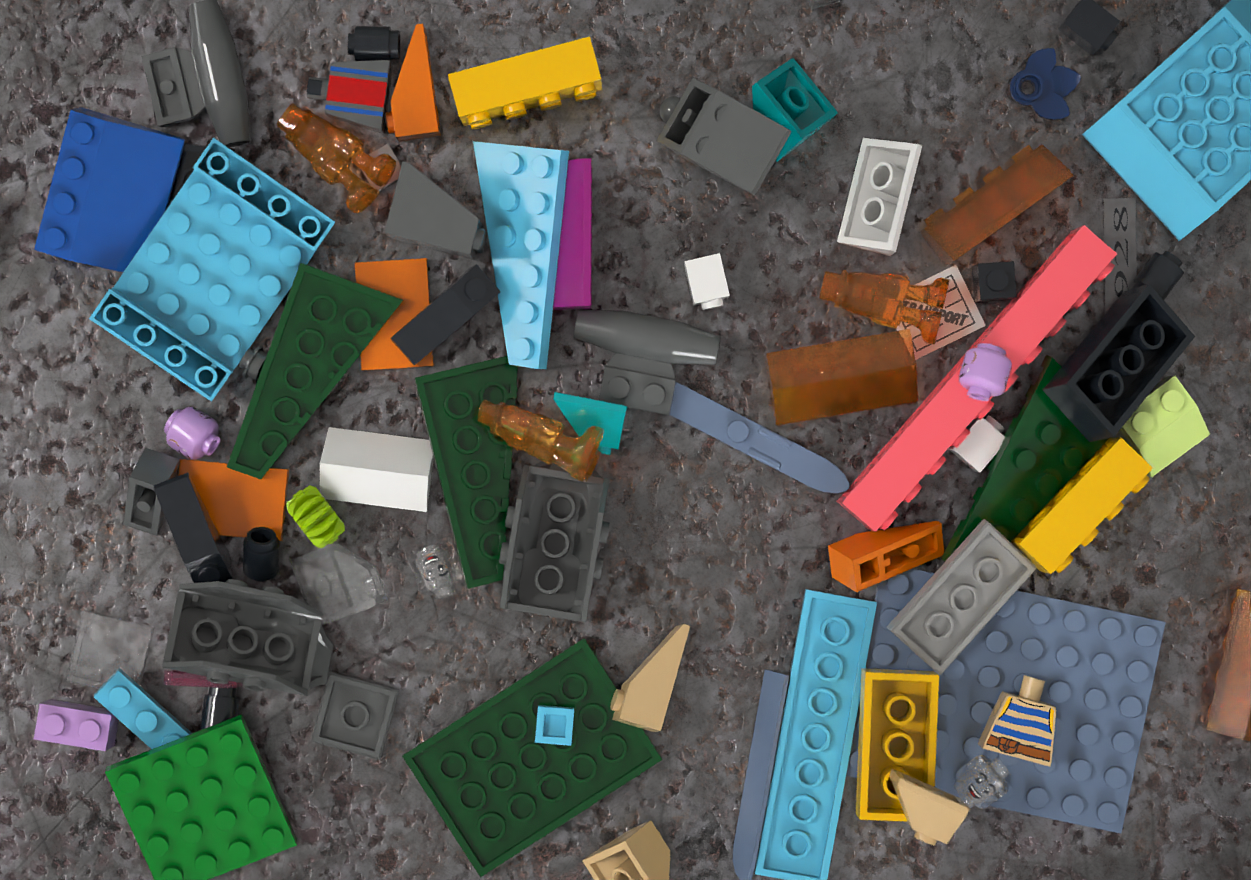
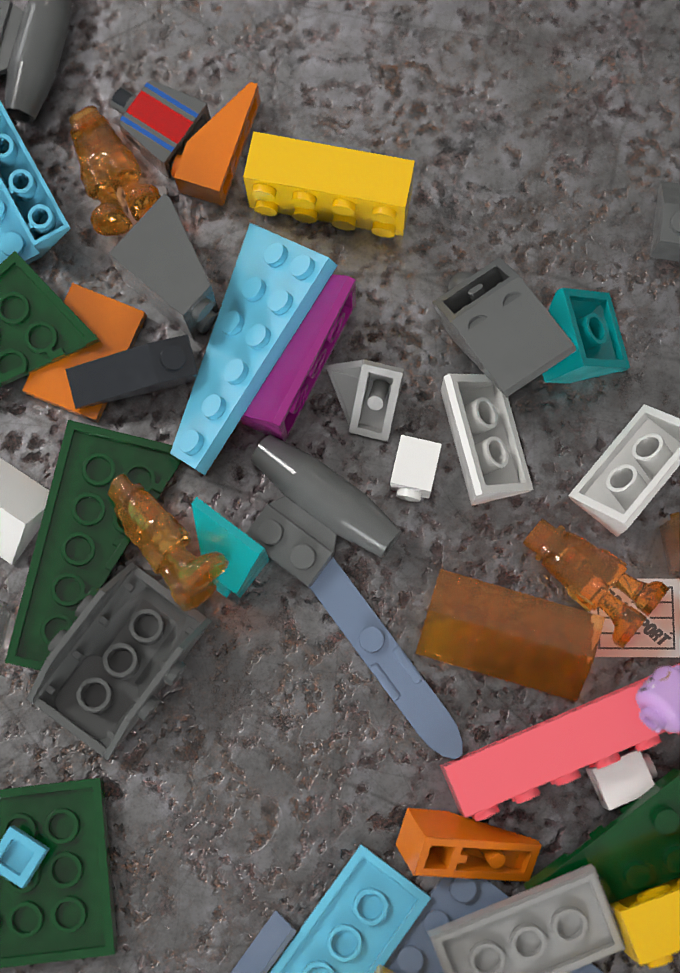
camera: 35 degrees right, 10 degrees down
(374, 43) = (203, 84): black brick -> none
(640, 241) = (367, 395): none -> light grey slope
(648, 690) = (137, 868): tan slope -> none
(751, 230) = (485, 438): none -> white slope

